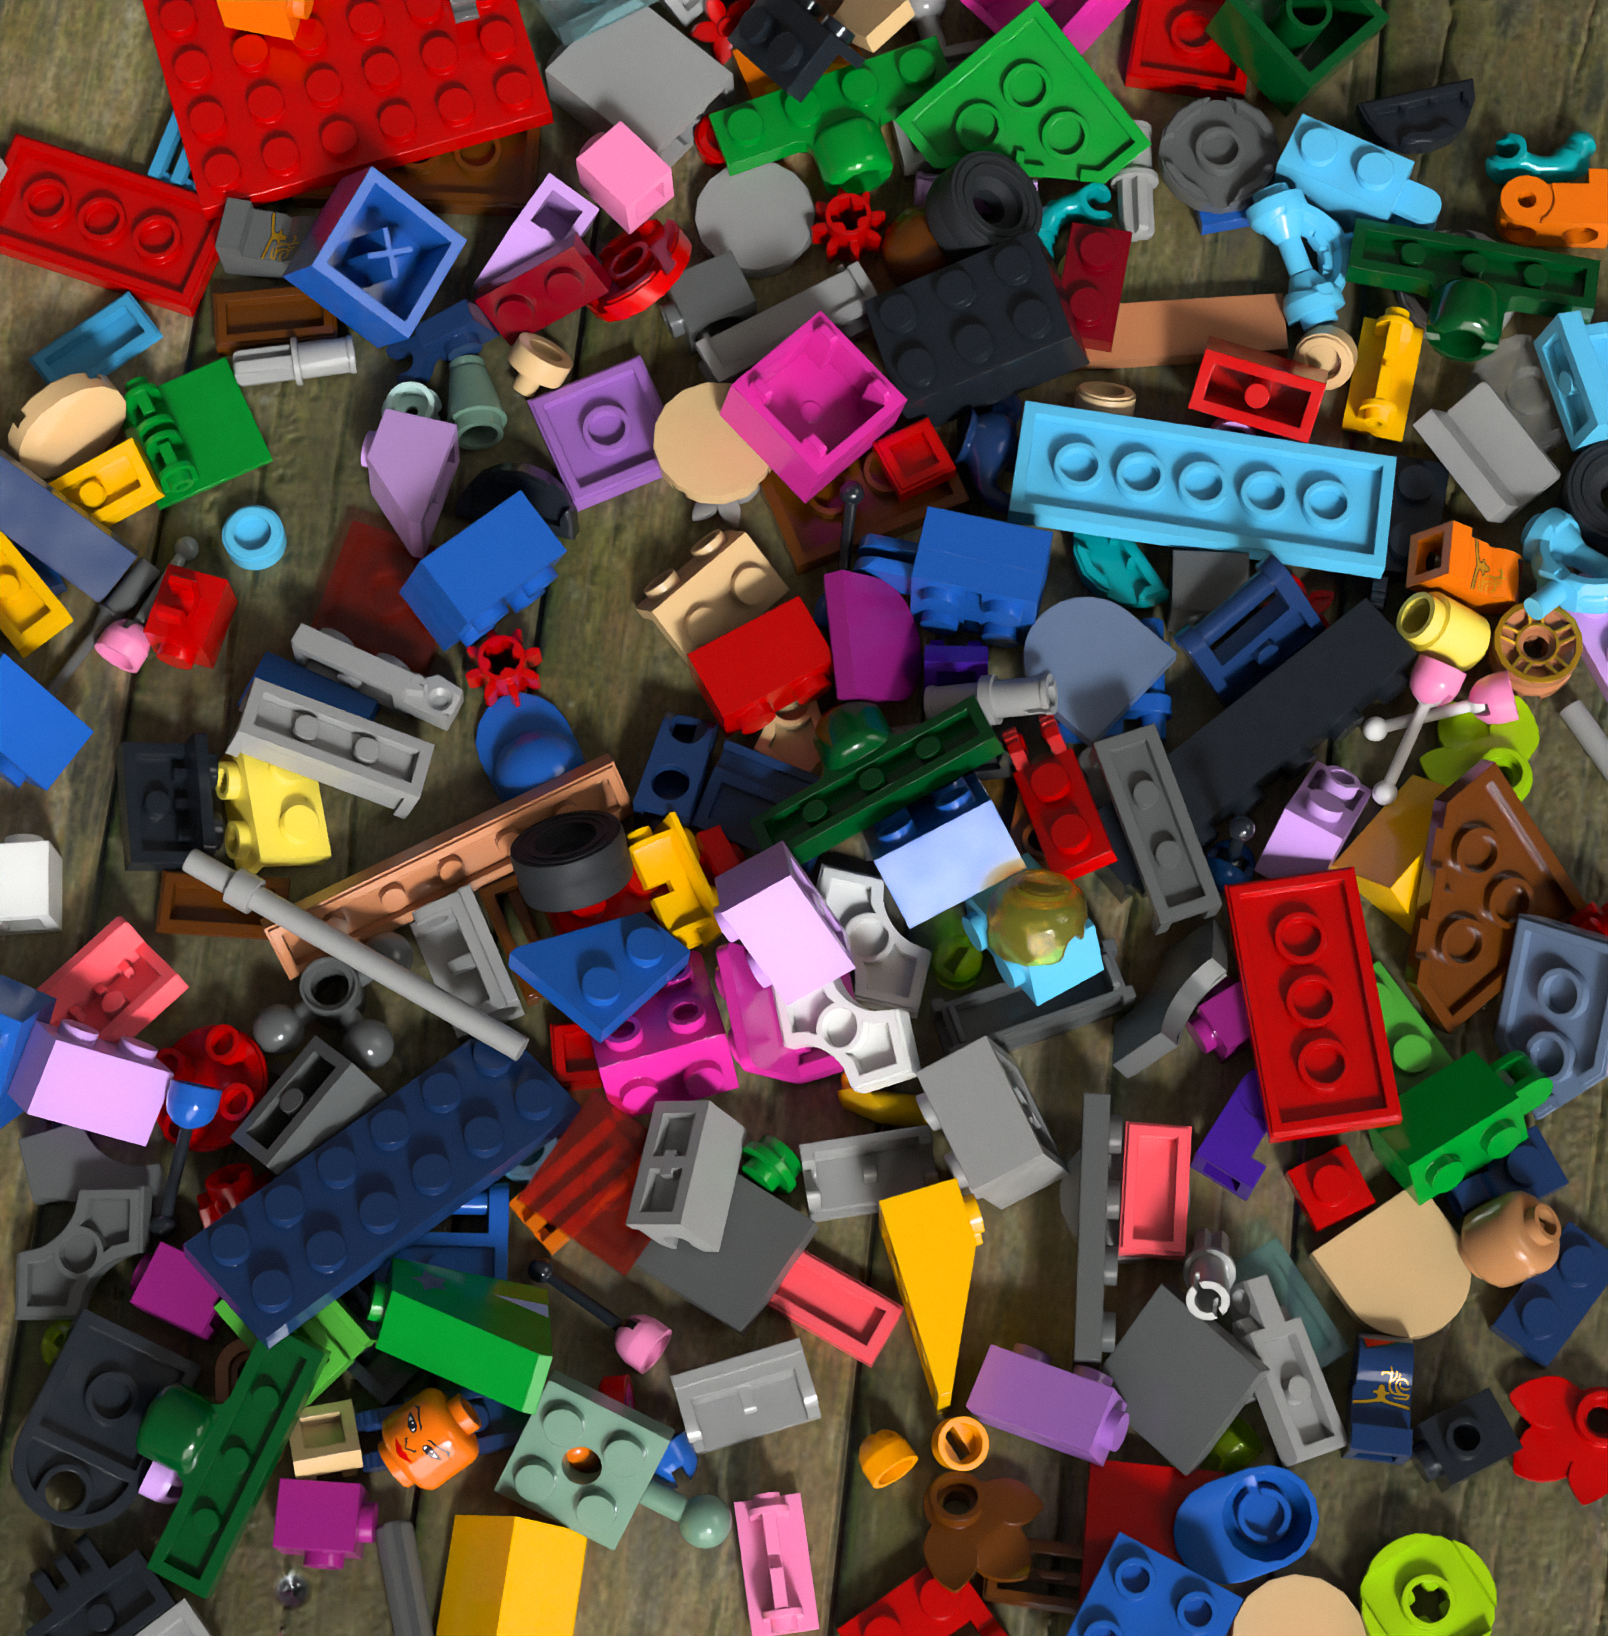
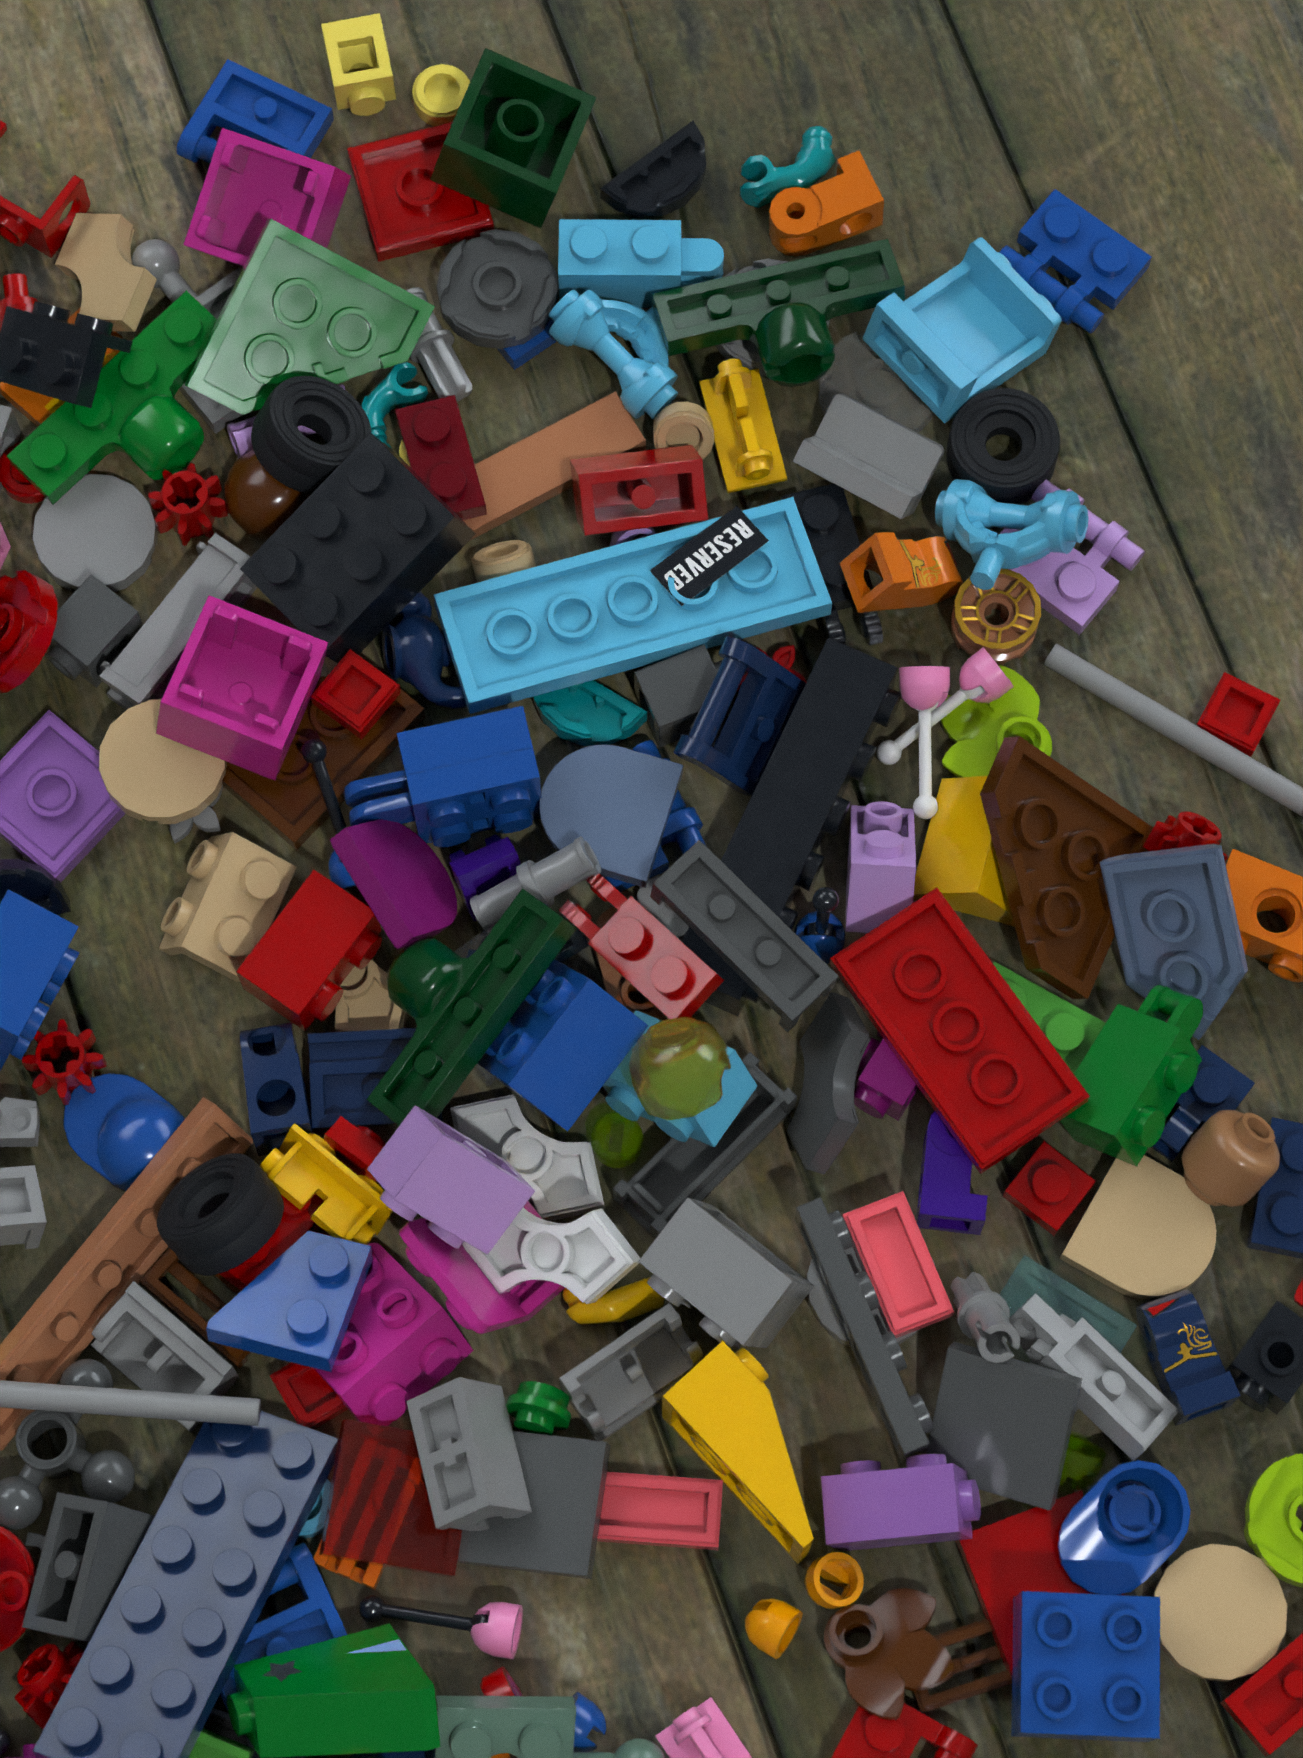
camera: 30 degrees left, 0 degrees up
(746, 1396) = (620, 1632): light grey hinge -> none
(1294, 475) = (710, 554): none -> black sticker
(1444, 629) = (909, 635): light yellow brick -> none

